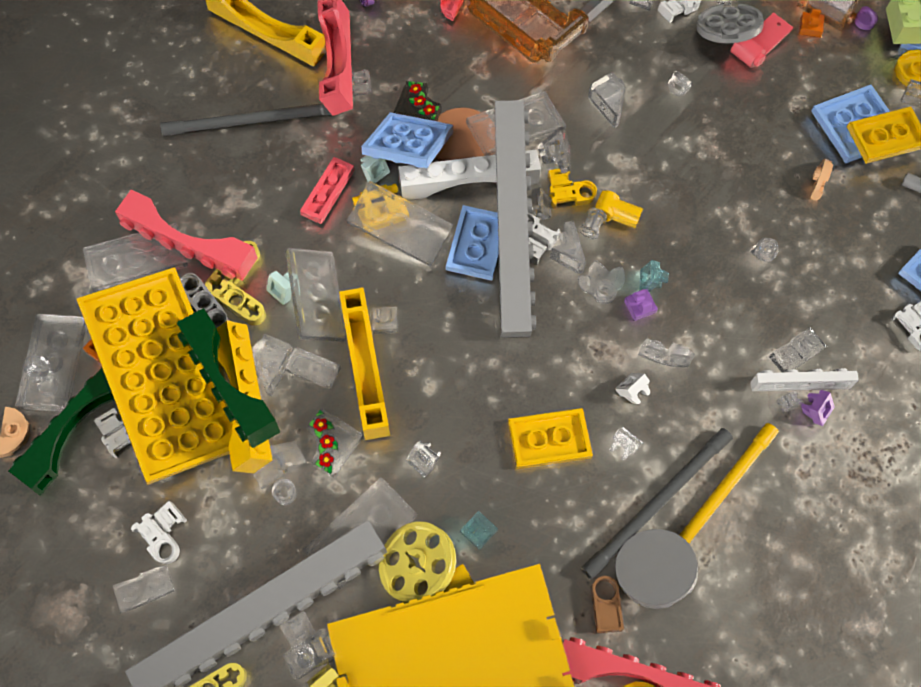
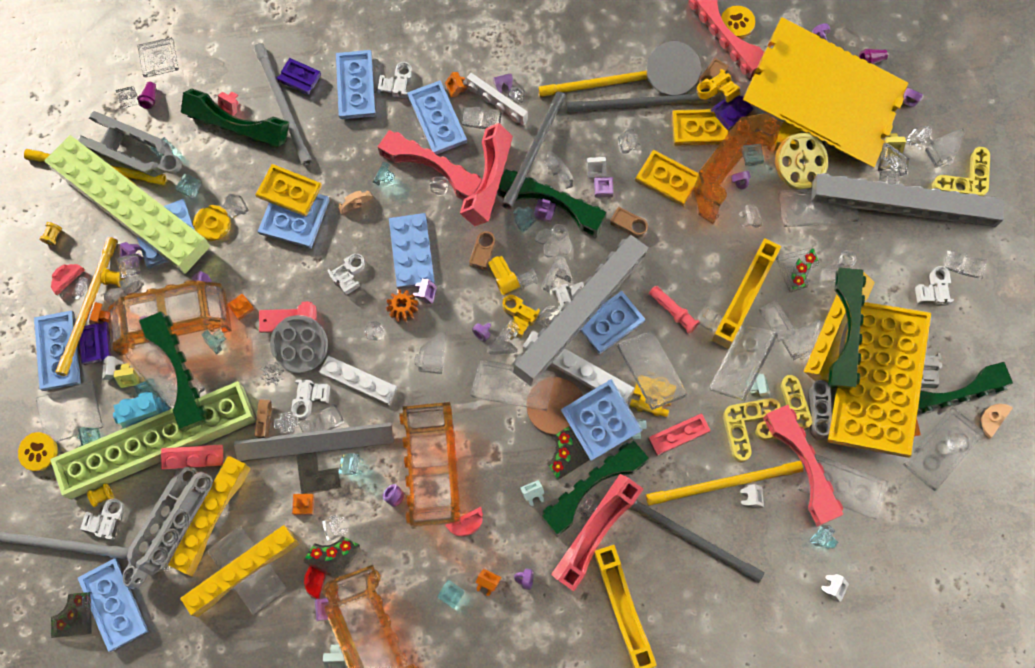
camera: 135 degrees left, 5 degrees up
(84, 164) = (837, 588): none -> white tile
(120, 192) = (824, 537): none -> clear light blue tile
(216, 186) = (755, 496): none -> white tile
(278, 243) = (739, 423): none -> light yellow beam
(301, 132) = (663, 496): none -> yellow piece
(378, 57) = (625, 462): none -> dark green arch
(415, 298) = (680, 315): none -> coral pin
(419, 56) = (531, 491): none -> light aqua tile
(470, 494) = (745, 175): none -> medium lavender tile
(498, 437) = (727, 155): none -> clear orange windscreen
(553, 355) = (624, 220): none -> medium nougat piece
(554, 566) = (730, 112): none -> dark purple plate
(565, 528) = (697, 128): none -> yellow tile
(585, 589) = (721, 82): none -> yellow piece
(587, 147) = (482, 332): none -> medium lavender tile
(595, 324) = (587, 217): none -> dark green arch
(606, 375) = (603, 187): none -> lavender tile
(652, 40) = (358, 380): none -> white plate
(657, 216) = (481, 255): none -> medium nougat piece
(671, 144) = (427, 291): none -> medium lavender tile
(679, 117) = (400, 312): none -> orange gear
(703, 233) = (496, 146): none -> coral arch
(723, 174) = (411, 250): none -> light blue plate
(738, 421) = (512, 194): none -> dark grey piece
(746, 266) = (398, 150): none -> coral arch
(759, 111) = (344, 276): none -> white piece
(824, 217) = (384, 175): none -> clear light blue tile
(840, 315) = (437, 117): none -> light blue plate
(861, 363) = (455, 84): none -> orange tile

